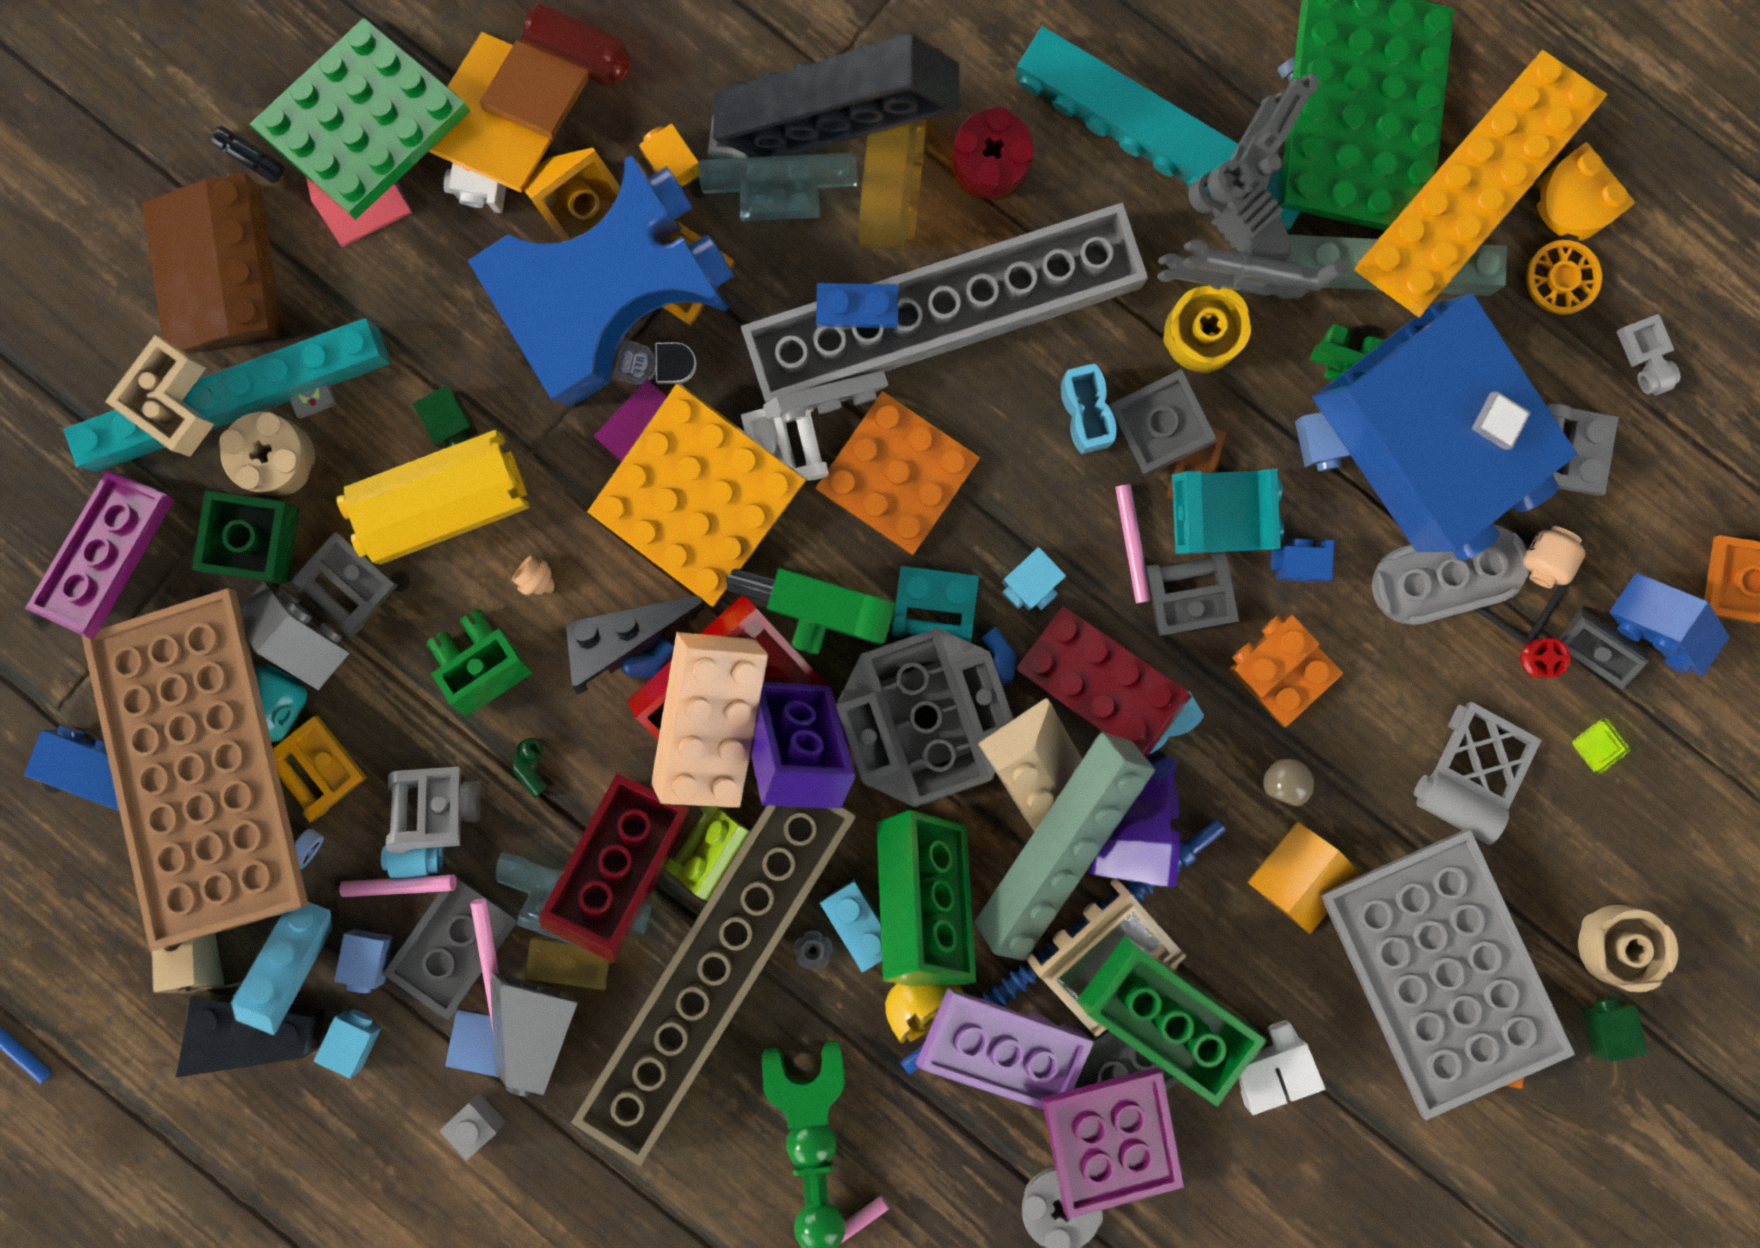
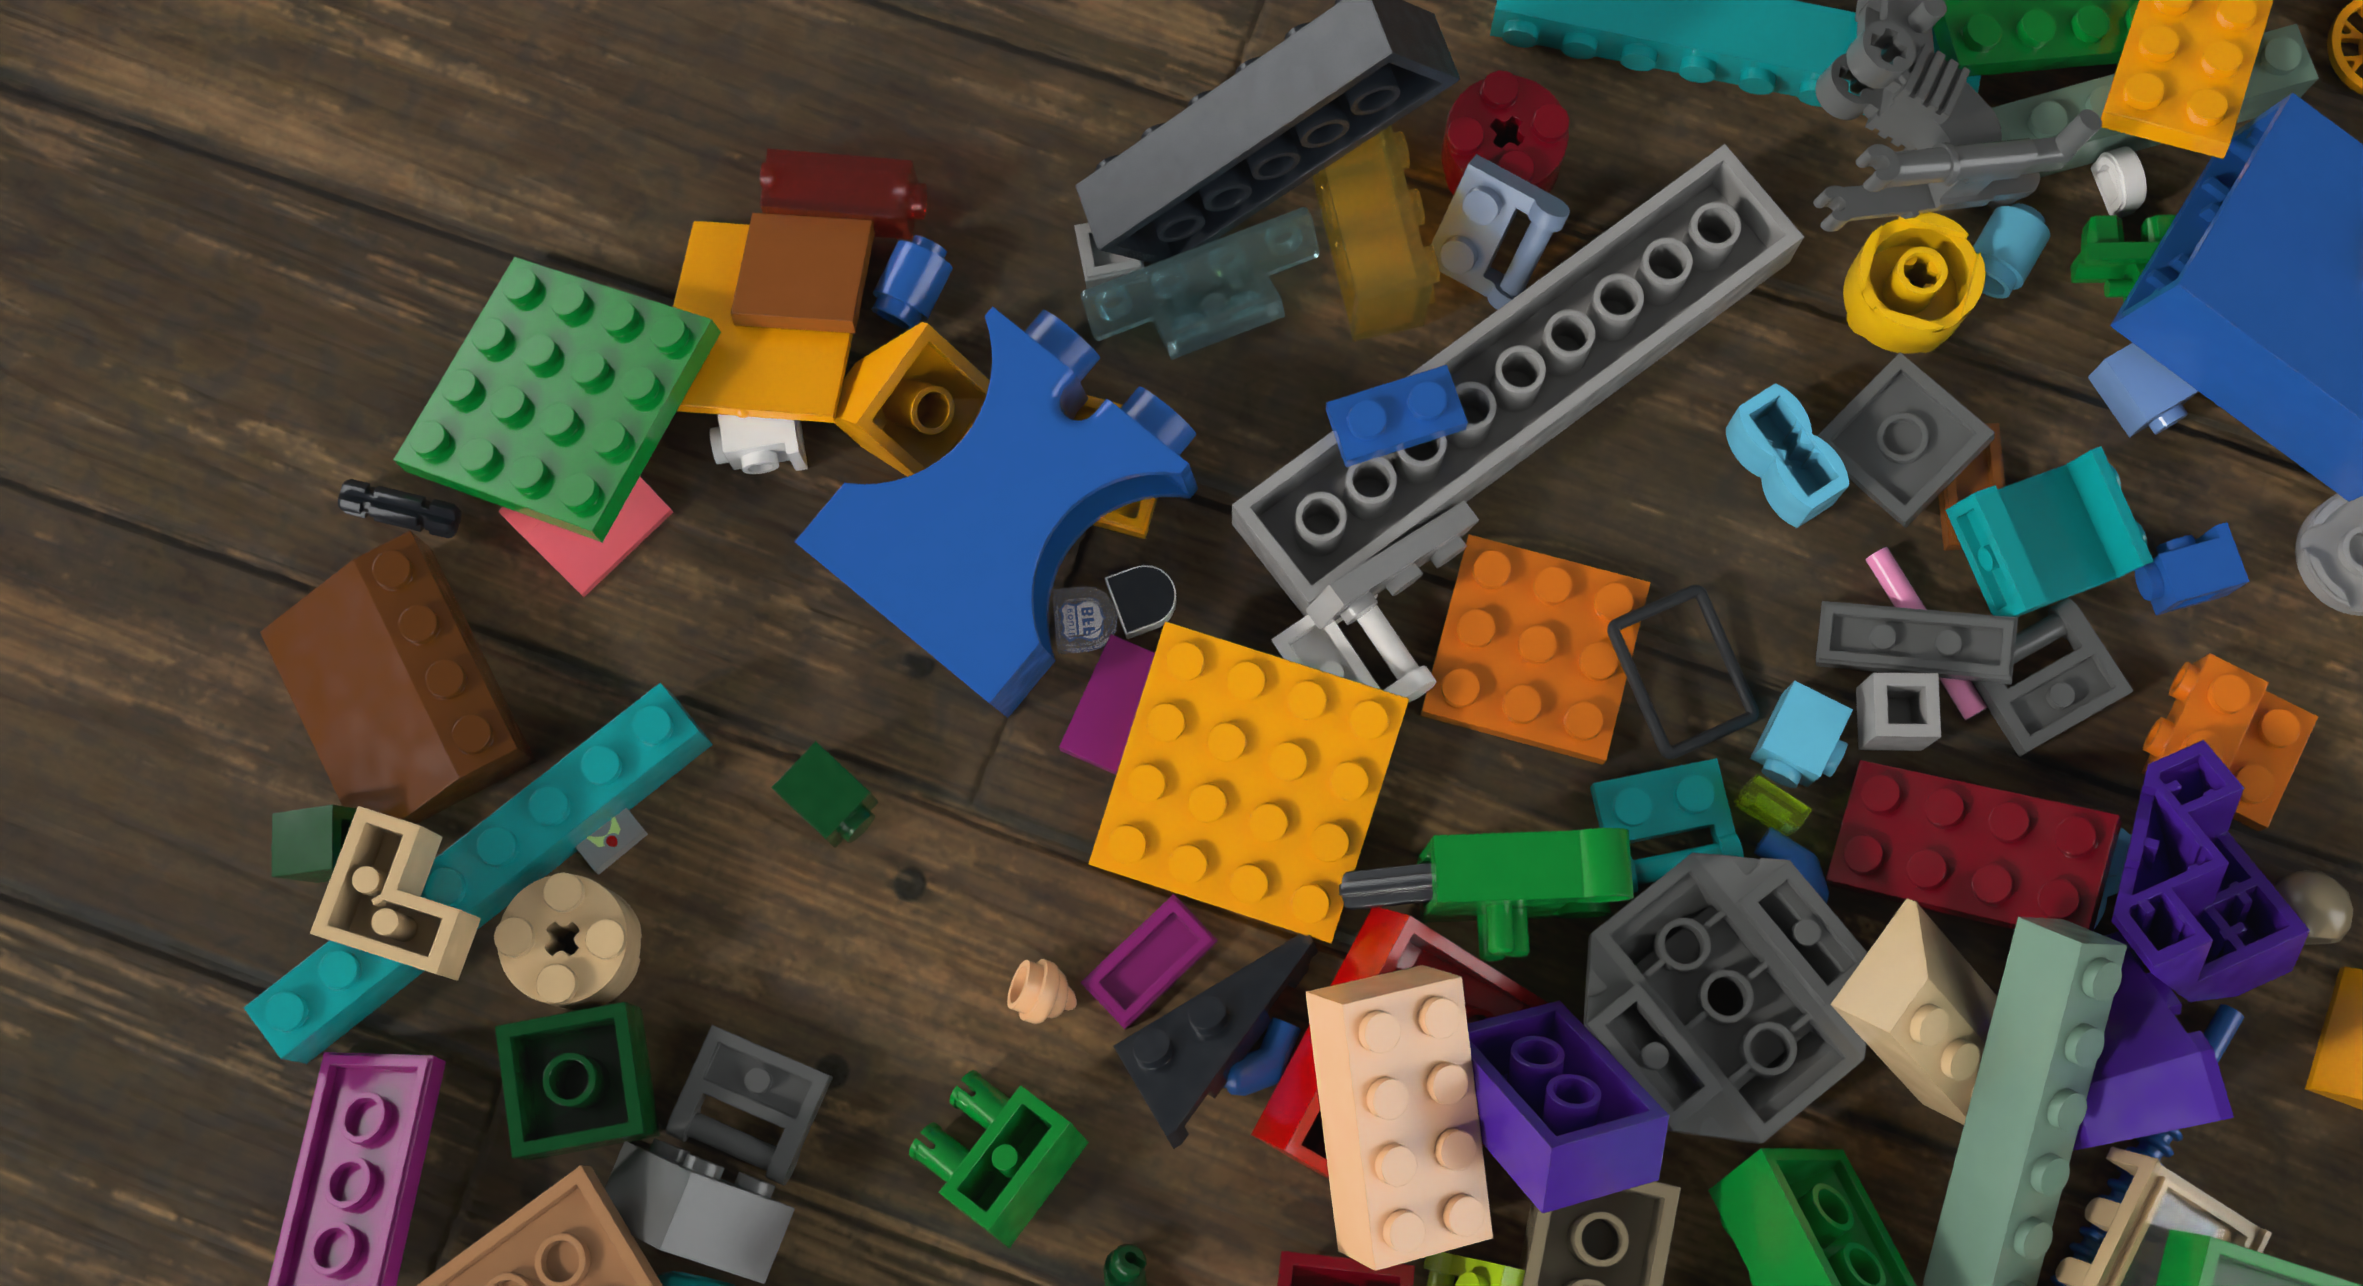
camera: 15 degrees left, 10 degrees down
(130, 339) = (309, 842): none -> dark green brick
(433, 498) = (851, 921): yellow brick -> none
(600, 118) = (911, 282): none -> blue brick
(604, 581) = (1149, 962): none -> magenta tile
(667, 148) = (1028, 289): light orange brick -> none
(956, 200) = (1479, 222): none -> sand blue plate
(999, 615) = (1772, 805): none -> clear neon green tile
(1009, 516) = (1639, 689): none -> black piece
(1093, 585) = (1898, 711): none -> light grey brick
(1123, 548) = (1916, 642): none -> dark grey tile
(1218, 752) = (2192, 893): none -> dark purple brick
(1275, 326) = (2011, 247): none -> medium azure brick
(1362, 307) = (2120, 181): none -> white tile

